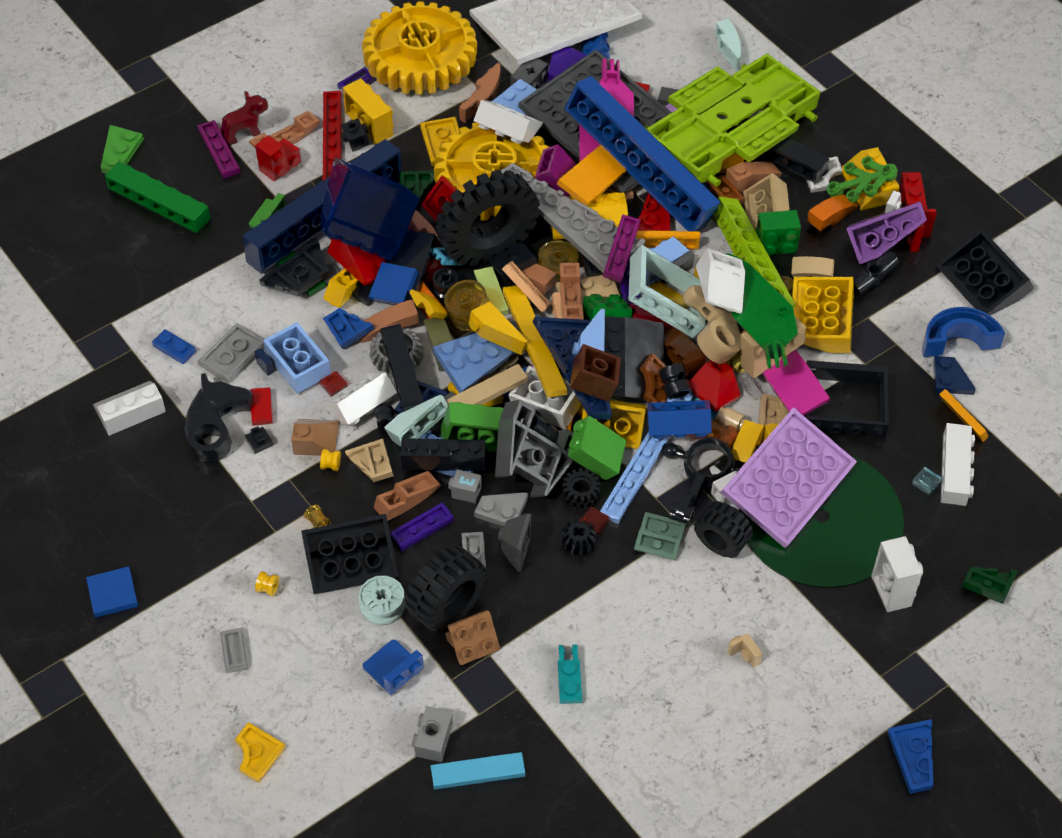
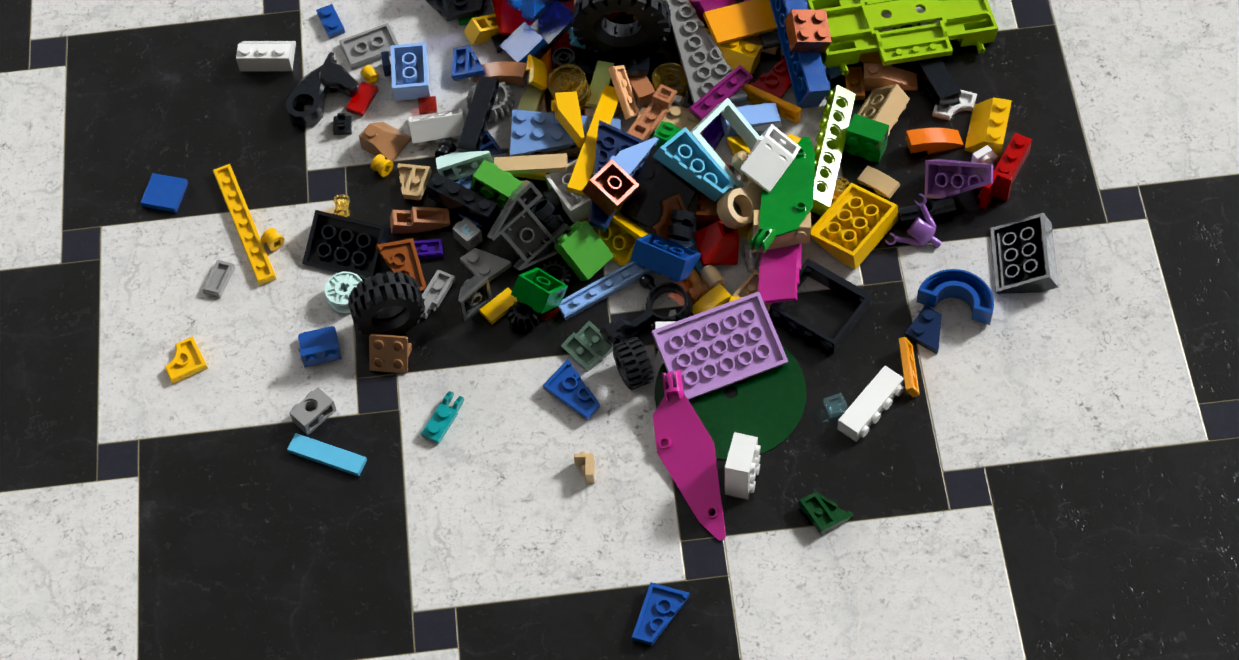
camera: 35 degrees right, 5 degrees up
(223, 583) = (244, 225): none -> yellow tile
(254, 379) = (369, 74): none -> yellow hose
(418, 538) = (403, 258): none -> dark orange wing
(546, 540) = (498, 306): none -> yellow tile
(585, 504) = (539, 290): none -> green brick
(658, 317) = (694, 164): none -> medium azure wedge
(673, 155) = (808, 31): none -> copper brick
(677, 587) = (570, 390): none -> blue wing
(834, 590) = (689, 454): none -> dark pink wing
(881, 291) = (919, 230): none -> medium lavender piece
(884, 173) = (995, 126): bright green plant -> none

